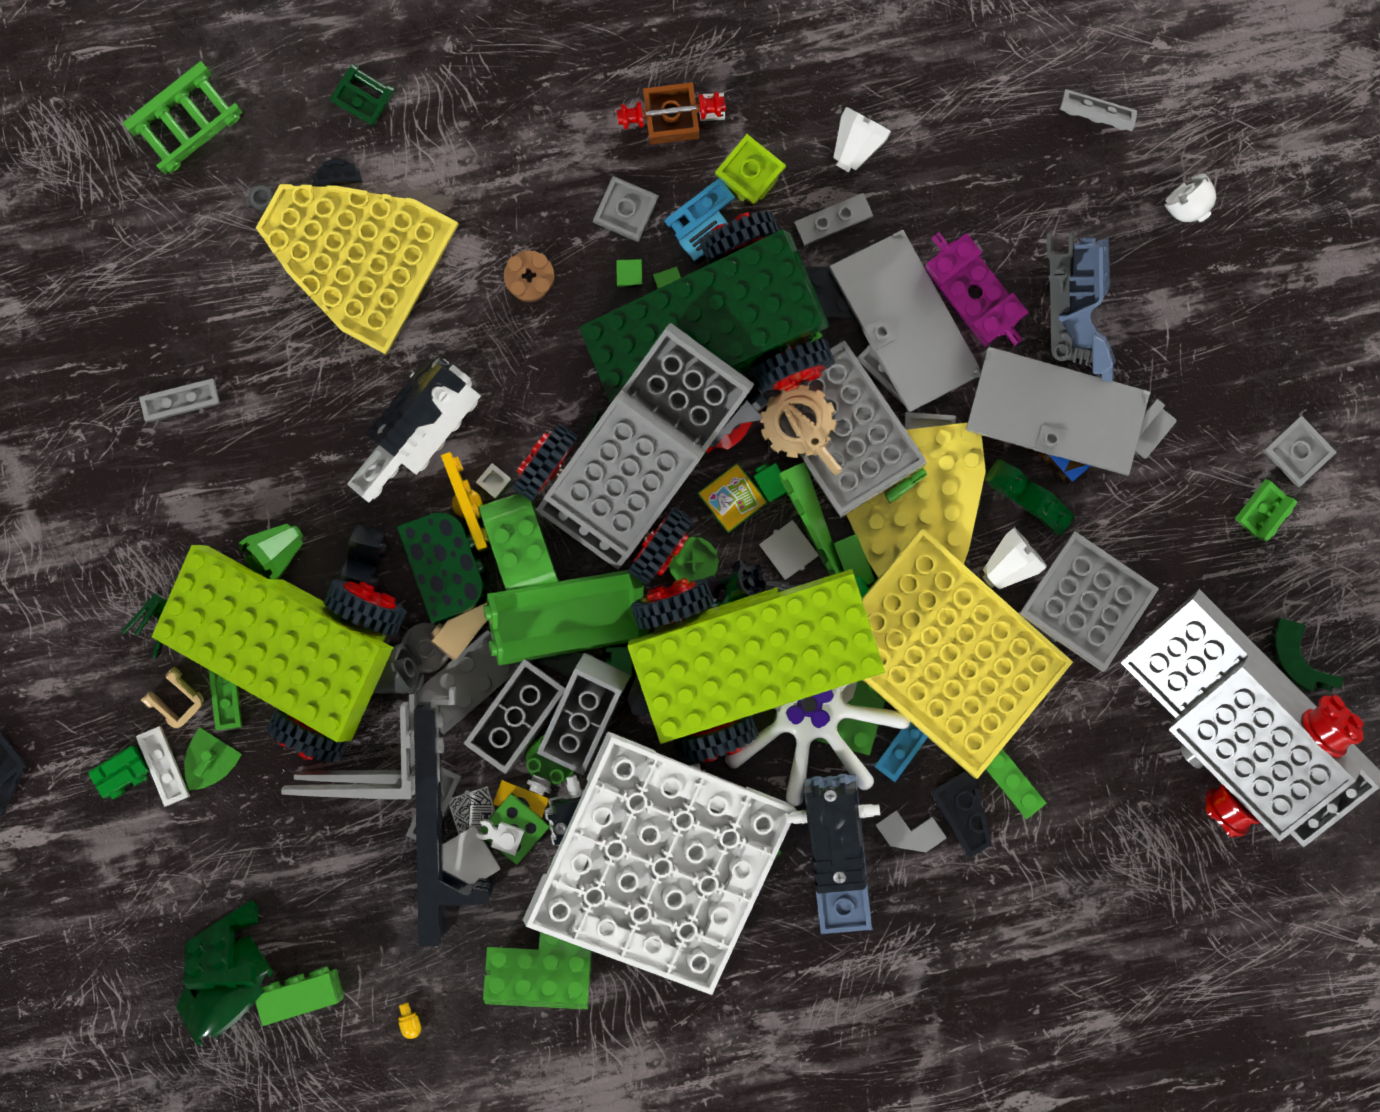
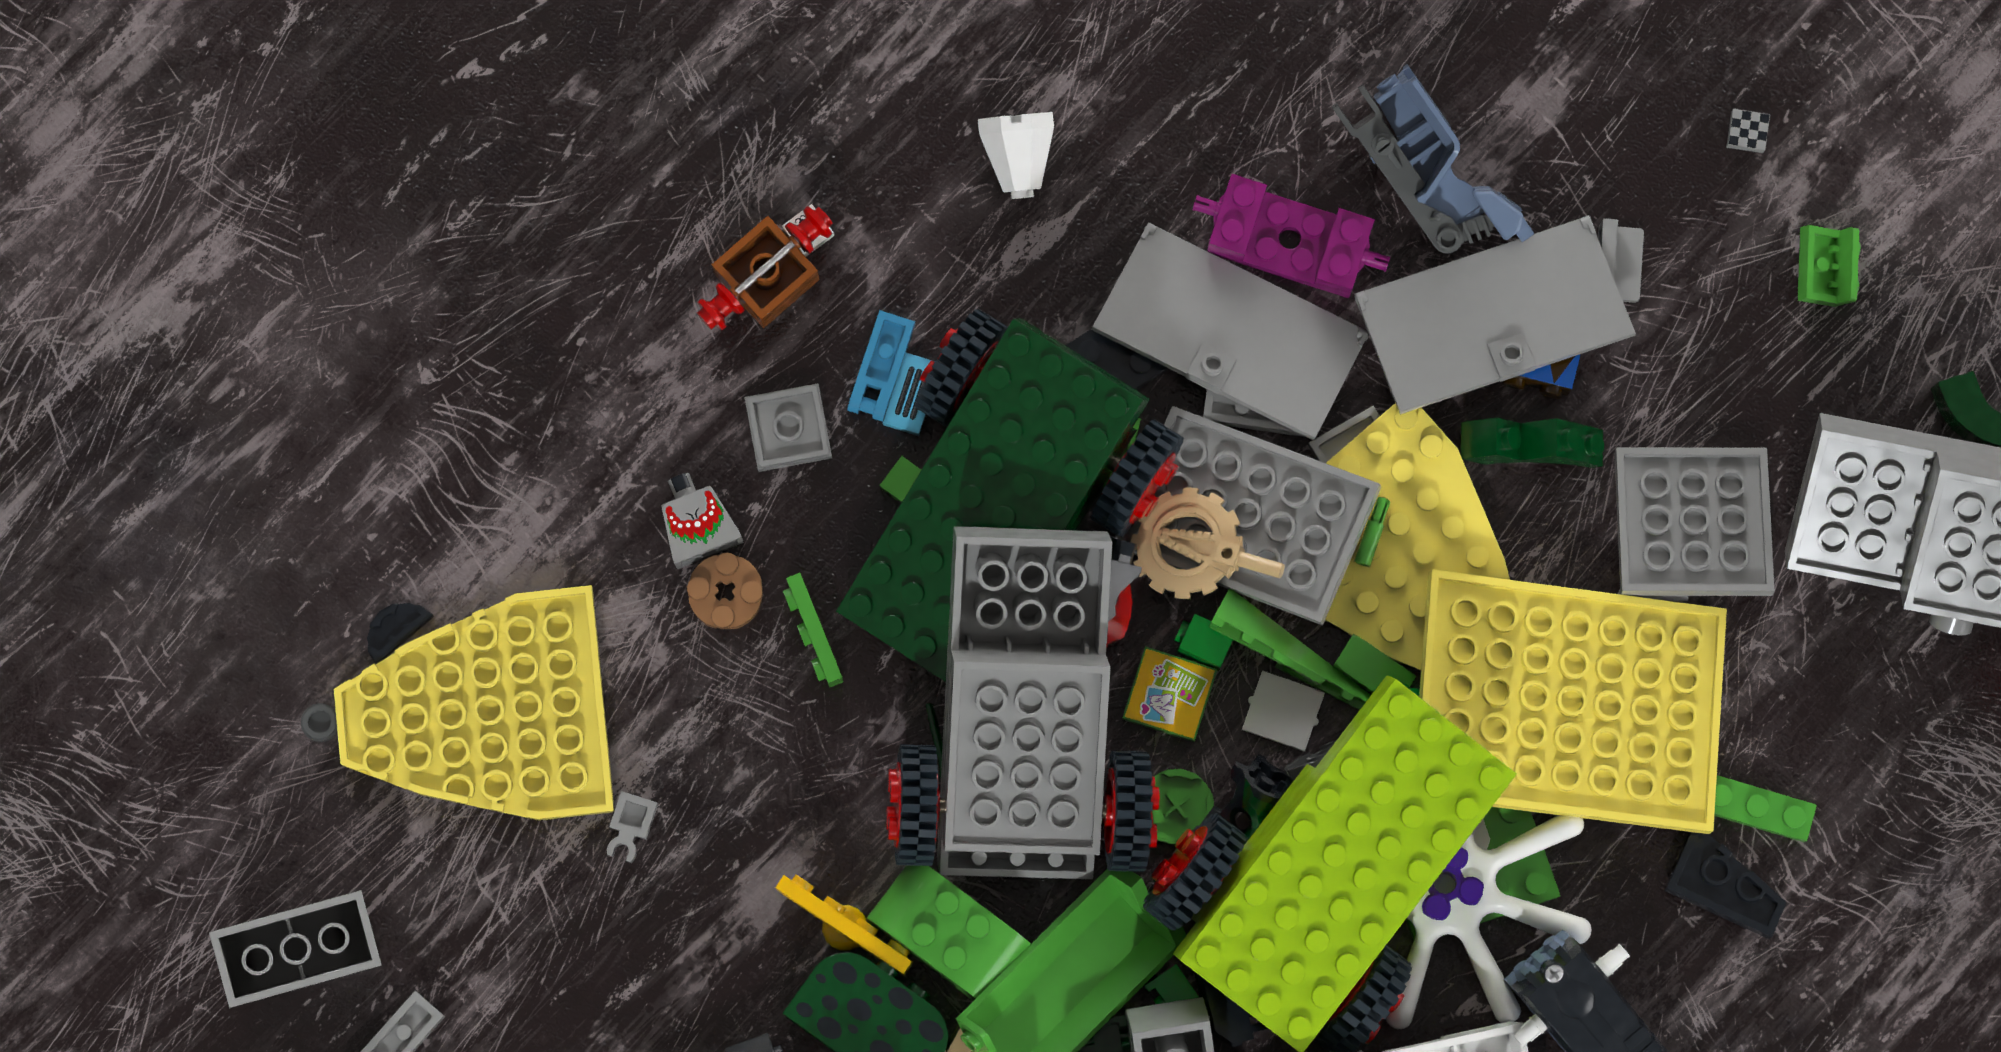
camera: 40 degrees left, 5 degrees down
(159, 310) = (295, 948): none -> light grey brick
(178, 93) = (126, 662): bright green fence -> none
(359, 102) = (361, 519): dark green plate -> none
(392, 365) = (632, 819): none -> light grey plate
(415, 424) = (715, 872): piece -> none
(493, 480) = (858, 876): white plate -> none
(538, 227) = (697, 523): none -> light grey torso
(560, 329) = (812, 631): none -> bright green plate
(629, 272) = (847, 503): bright green tile -> none
(750, 170) = (912, 276): lime panel -> none
(833, 219) = (1054, 267): light grey plate -> none
(901, 752) = (1595, 864): dark azure plate -> none
(919, 839) = (1694, 956): light grey tile -> none
(1012, 561) = (1567, 536): white cone -> none
(1274, 405) = (1748, 130): none -> tile
(1299, 451) = (1817, 166): light grey plate -> none

